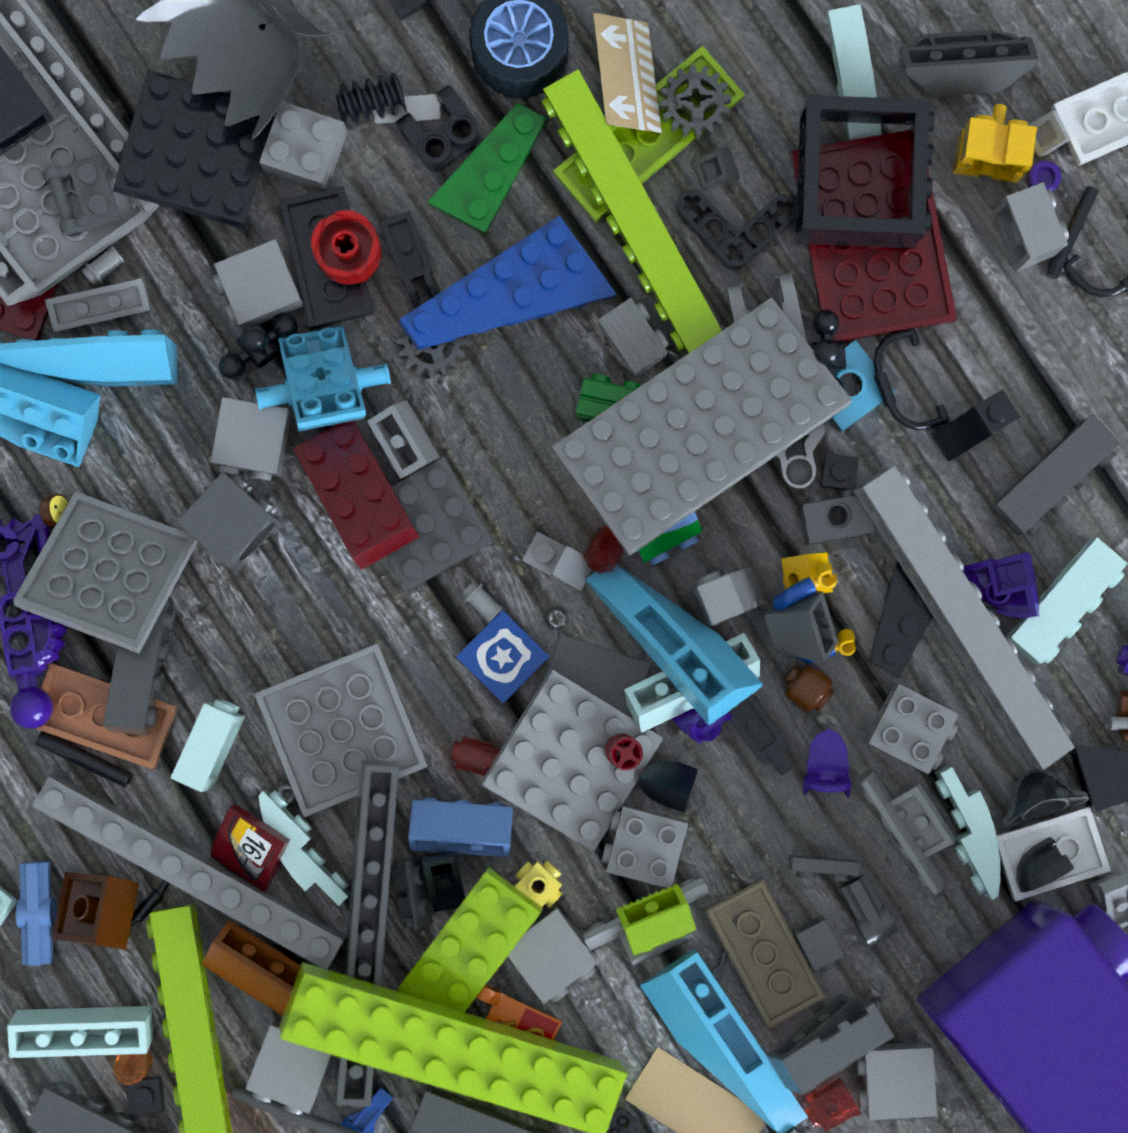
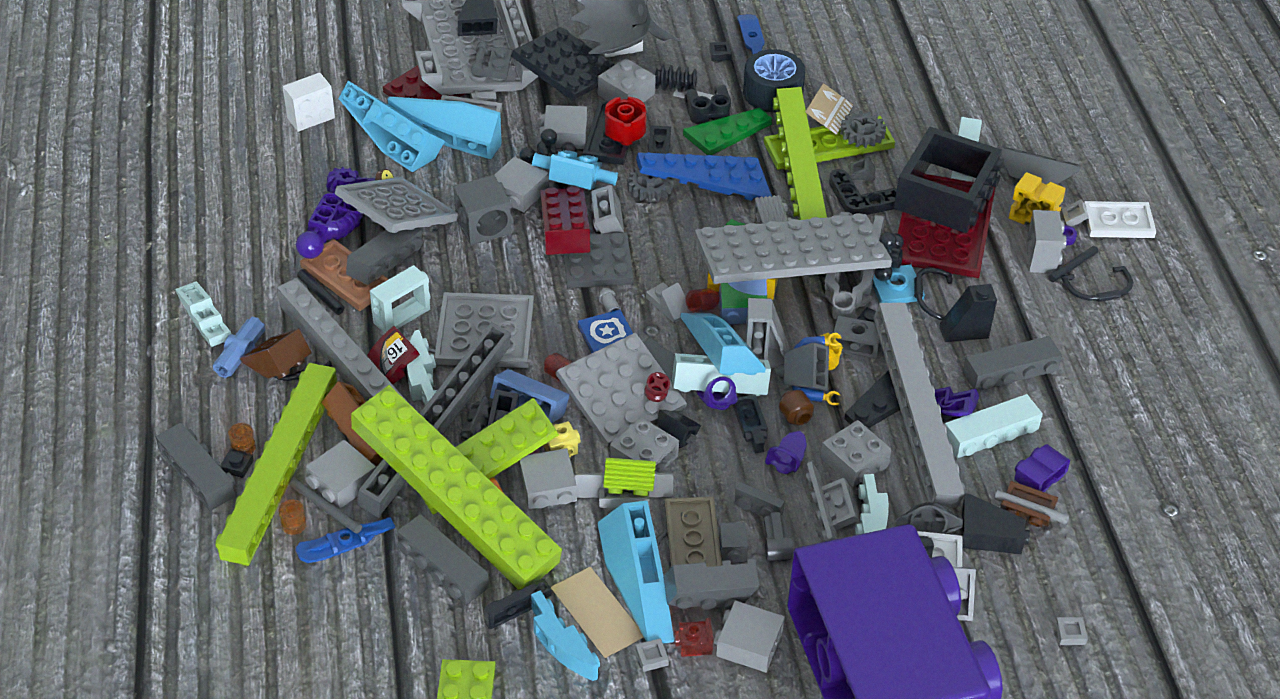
camera: 25 degrees right, 40 degrees down
(80, 1031) = (223, 405): light aqua brick -> none

